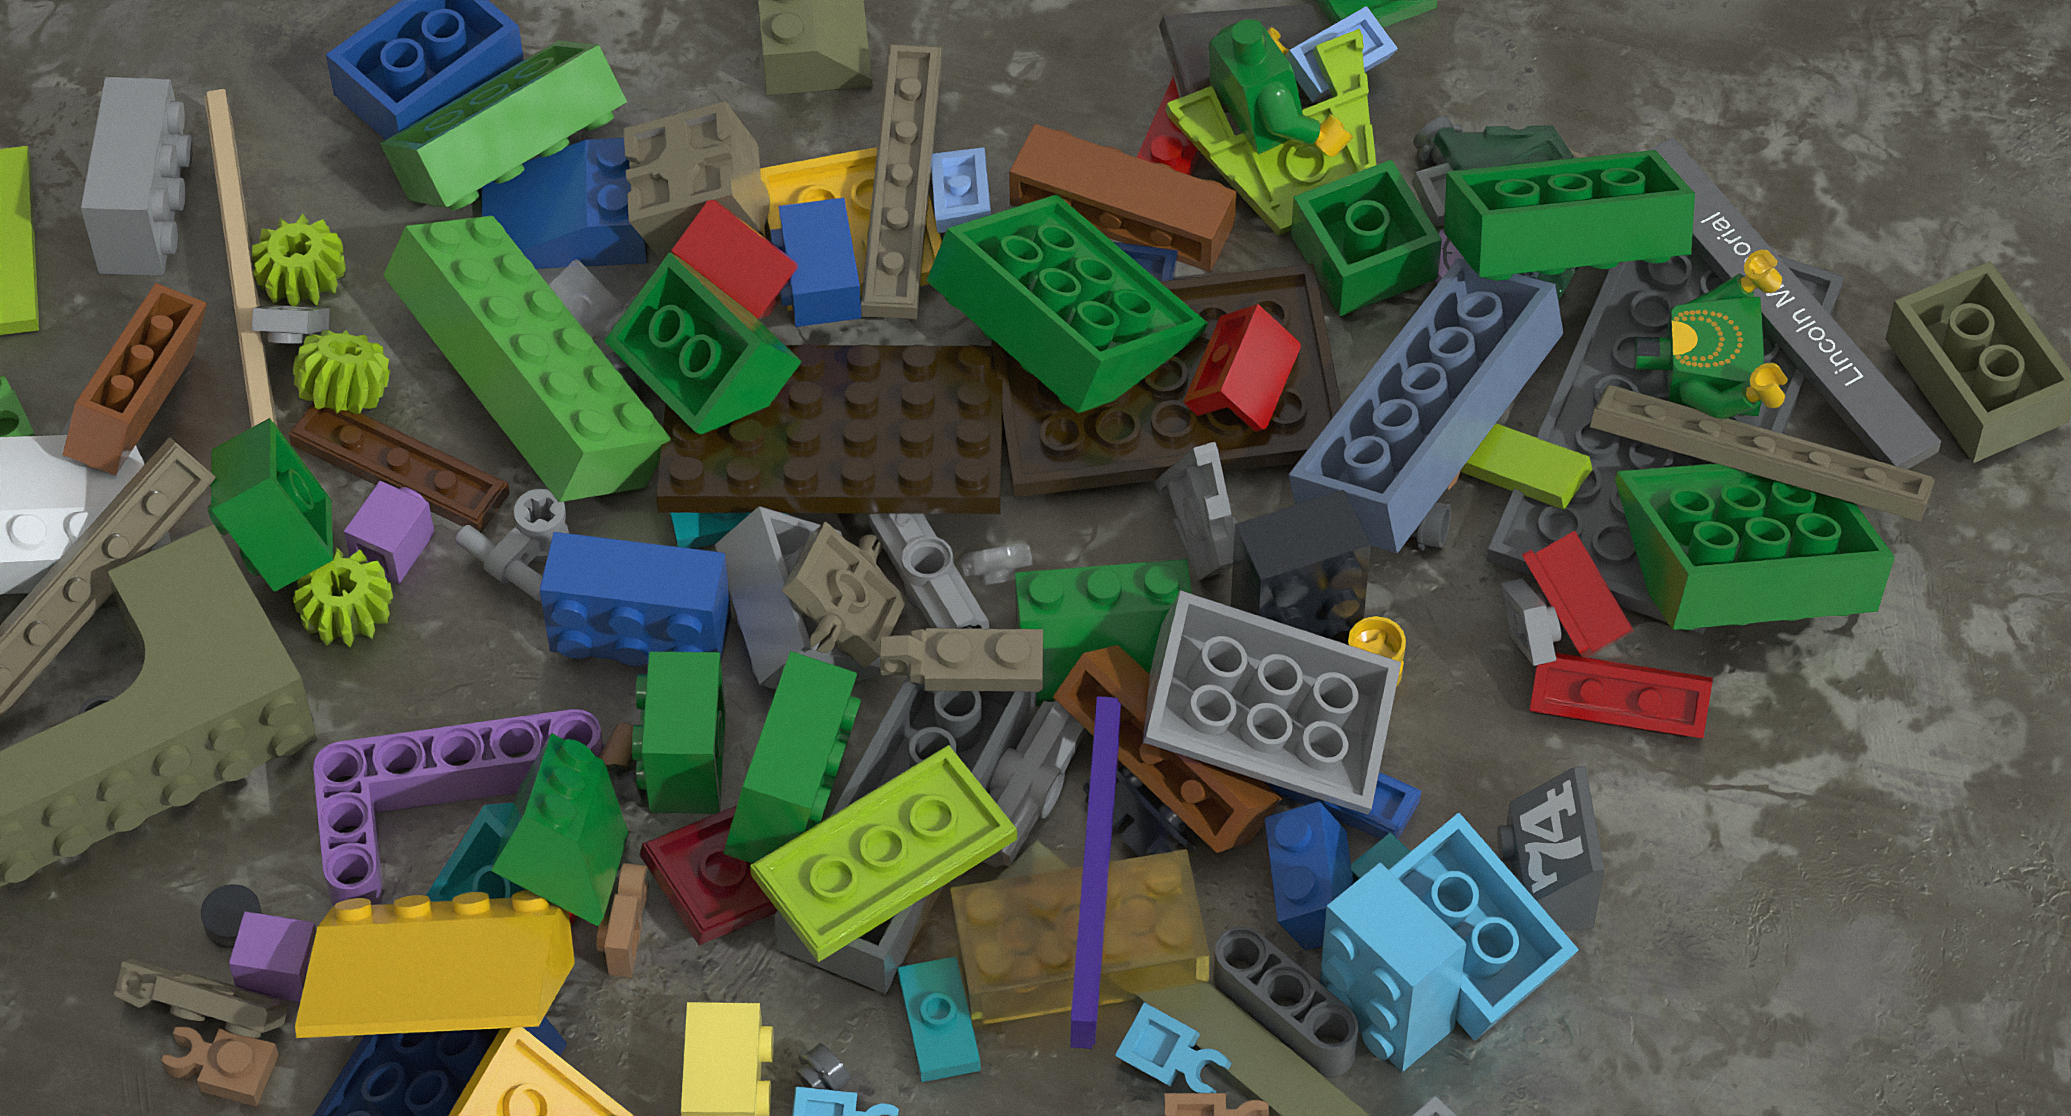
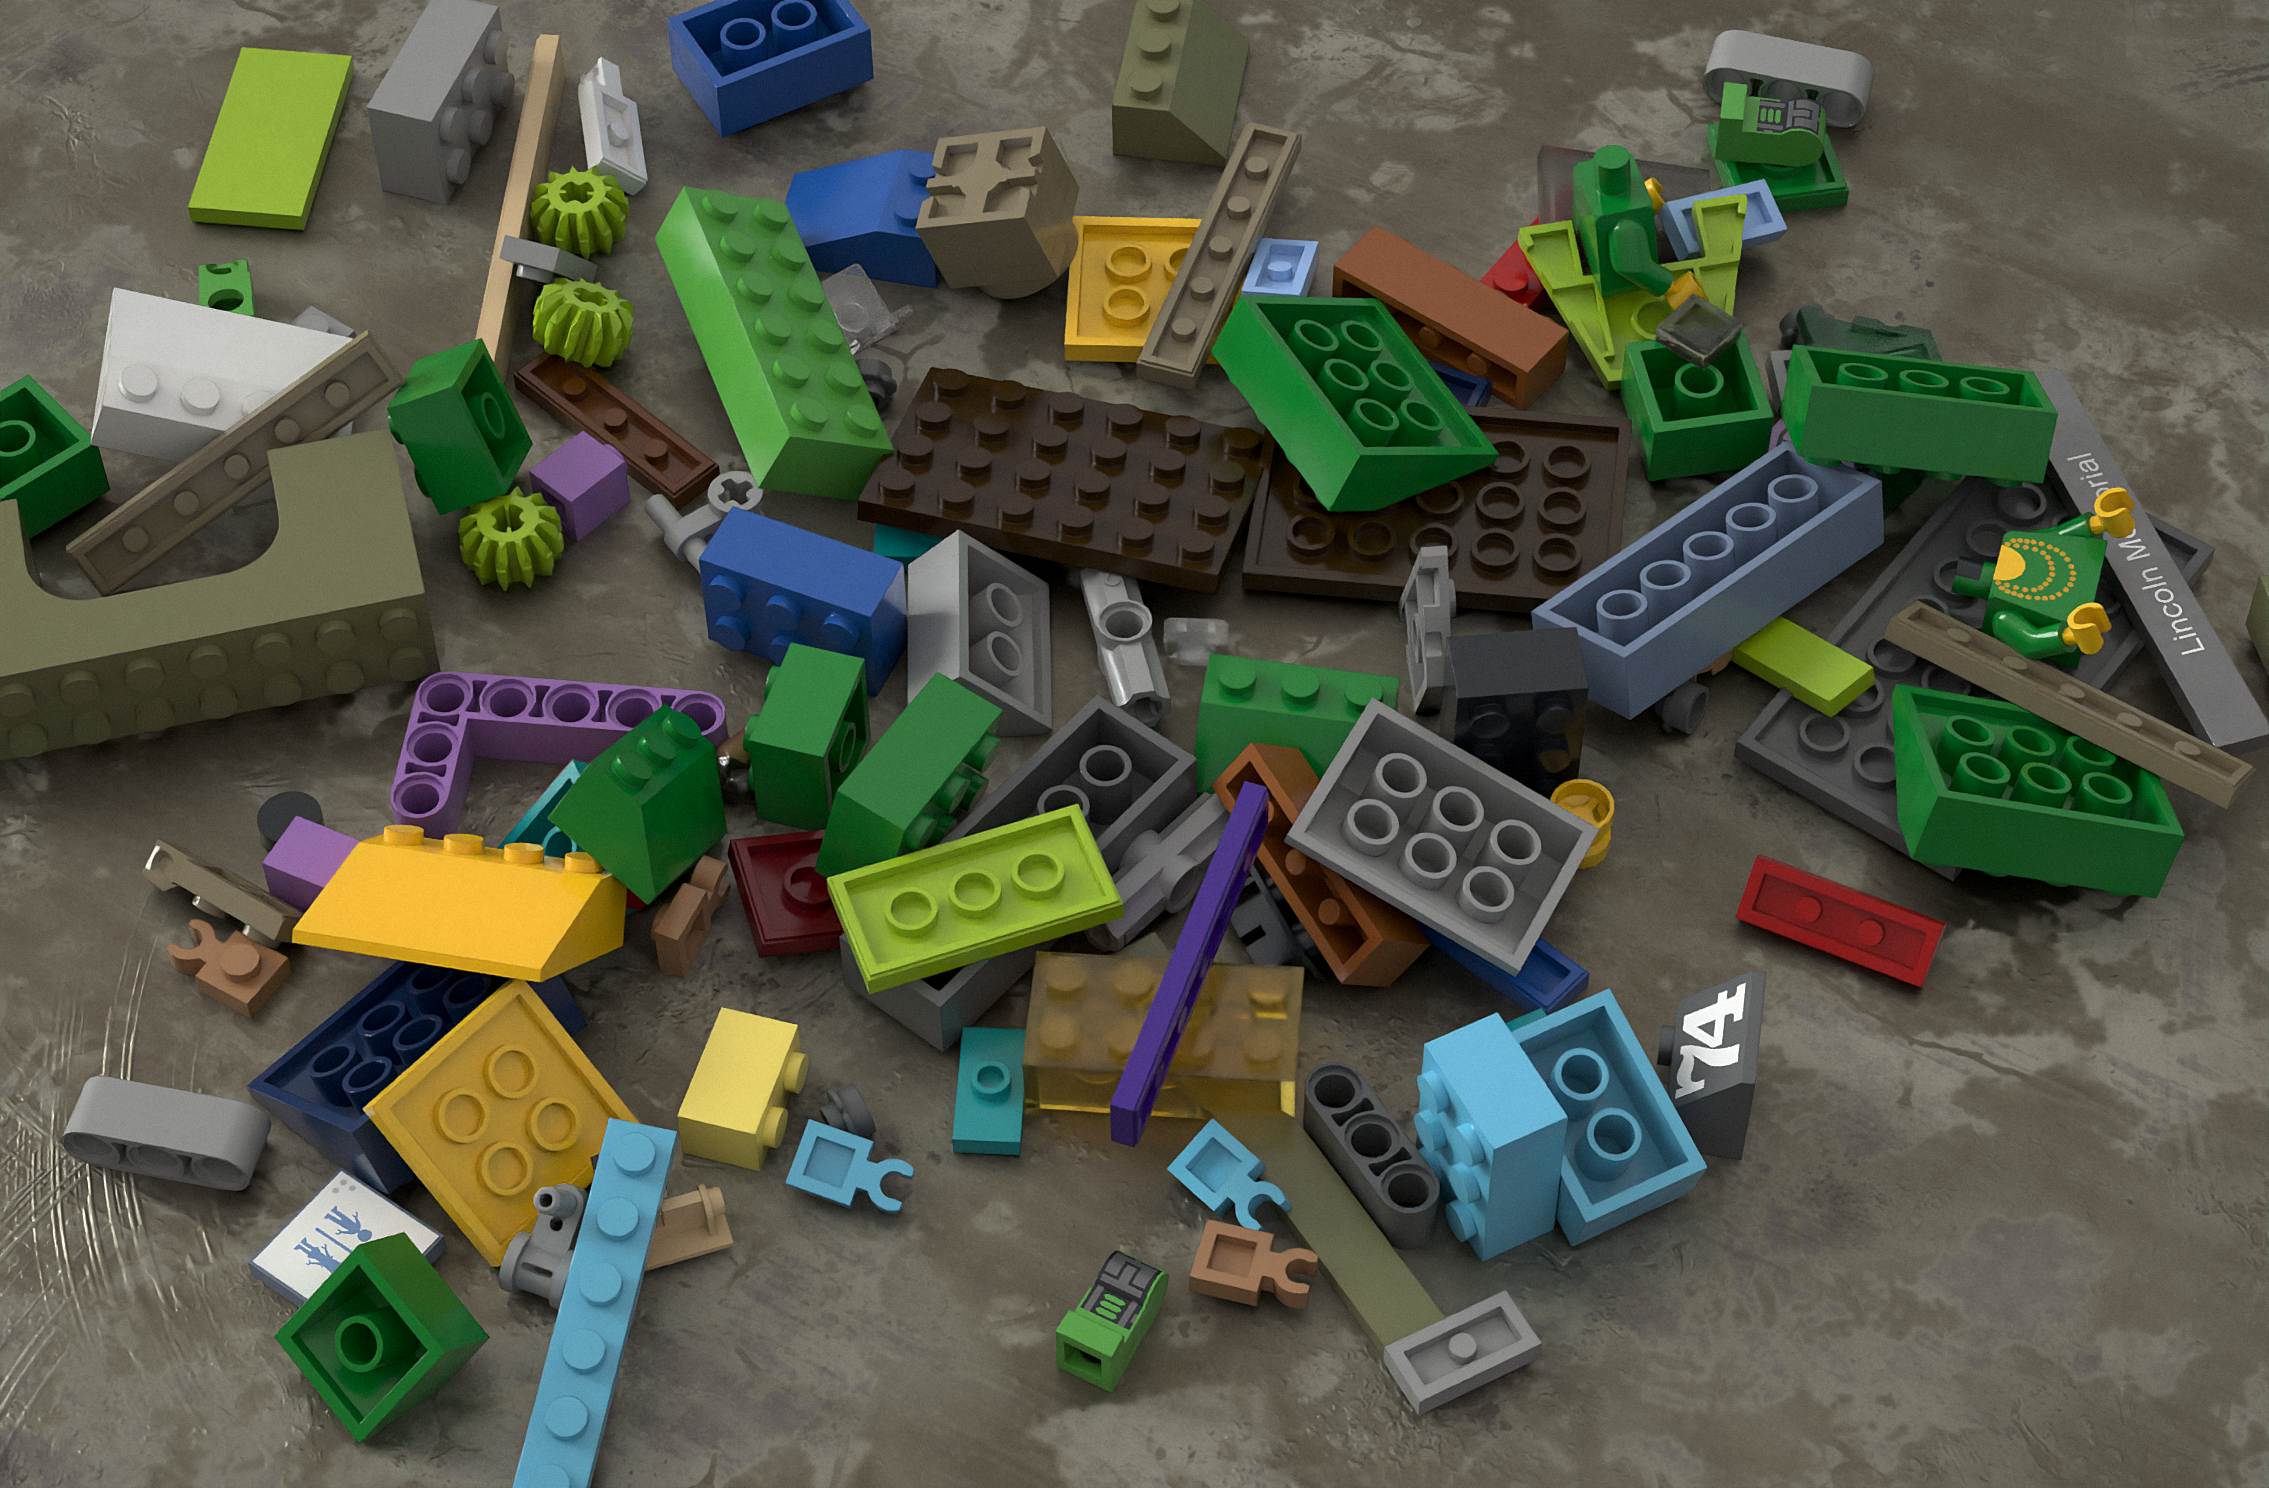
camera: 15 degrees right, 5 degrees down
(134, 379) = (367, 281): dark orange brick -> none
(298, 168) = (611, 127): none -> white hinge
(504, 124) = (827, 118): bright green brick -> none
(700, 348) = (953, 366): green slope -> none
(735, 258) = (1014, 287): red panel -> none
(827, 276) = (1103, 312): blue brick -> none
(844, 594) = (1023, 638): dark tan plate -> none
(967, 659) = (1126, 723): dark tan hinge -> none
(1244, 367) = (1524, 503): red panel -> none
(1307, 869) = (1431, 999): blue brick -> none
(1355, 172) = (1698, 331): none -> clear smoke tile
(1530, 621) = (1759, 820): light grey plate -> none
(1578, 594) = (1820, 807): red panel -> none

